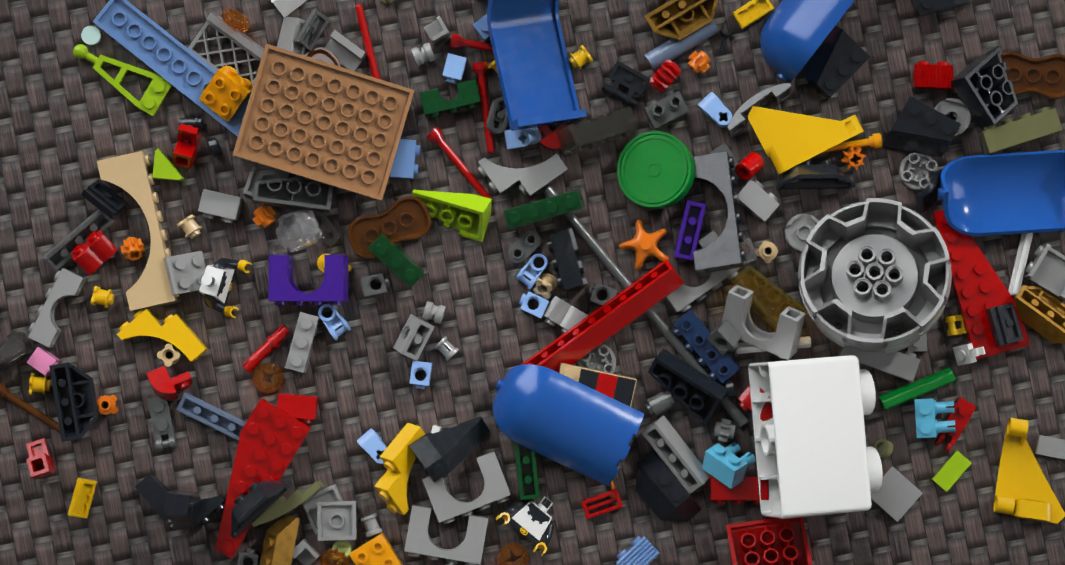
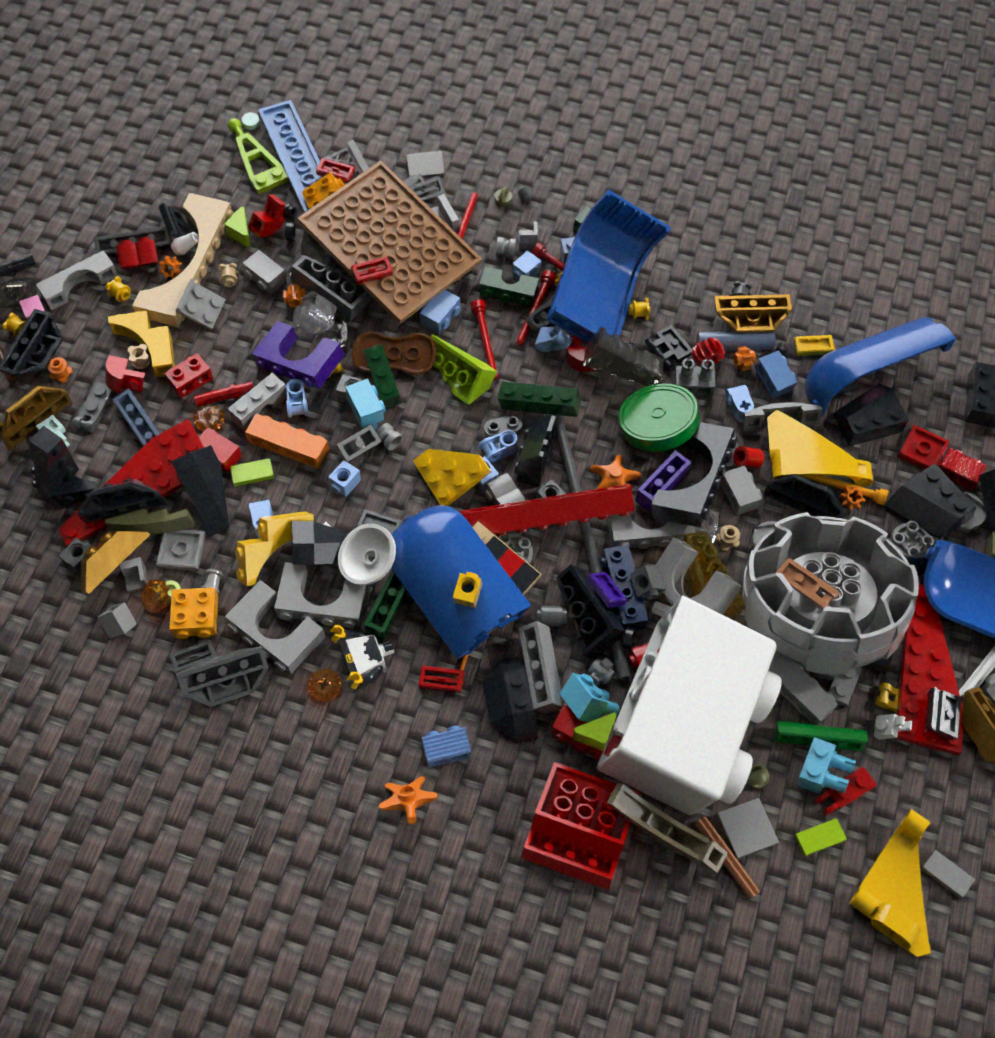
camera: 30 degrees right, 25 degrees down
(115, 461) = (30, 411): none -> pearl gold wedge
(127, 217) = (184, 243): none -> white cone
(144, 464) = (55, 426): none -> light aqua plate
(216, 56) = (336, 170): none -> red tile
(218, 282) = (219, 322): torso -> none
(224, 348) = (188, 375): none -> red brick
(236, 20) = (368, 154): clear orange gear -> none
(314, 451) = (204, 484): none -> black wedge
(336, 520) = (183, 558): light grey plate -> none
(338, 408) = (252, 472): none -> lime tile
(339, 155) = (372, 273): none -> red tile
(351, 364) = (287, 441): none -> orange brick
(400, 300) = (365, 403): none -> medium azure brick
(446, 348) = (380, 470): light grey bush -> none
(473, 397) = (370, 517): none -> dark grey tile
(484, 451) = (360, 548): none -> white dish
(507, 321) = (450, 473): none -> yellow plate
(531, 178) = (522, 366): light grey arch -> none
(545, 285) = (503, 462): tan brick -> none
(595, 445) = (467, 599): none -> yellow brick
(695, 362) = (606, 589): none -> dark purple plate
(734, 64) = (775, 374): none -> medium blue brick
(749, 489) = (595, 732): none -> lime slope
(839, 536) = (666, 830): none -> dark tan arch
(858, 294) = (807, 583): none -> nougat plate
(892, 69) = (923, 448): none -> red tile
(893, 526) = (730, 861): none -> nougat axle

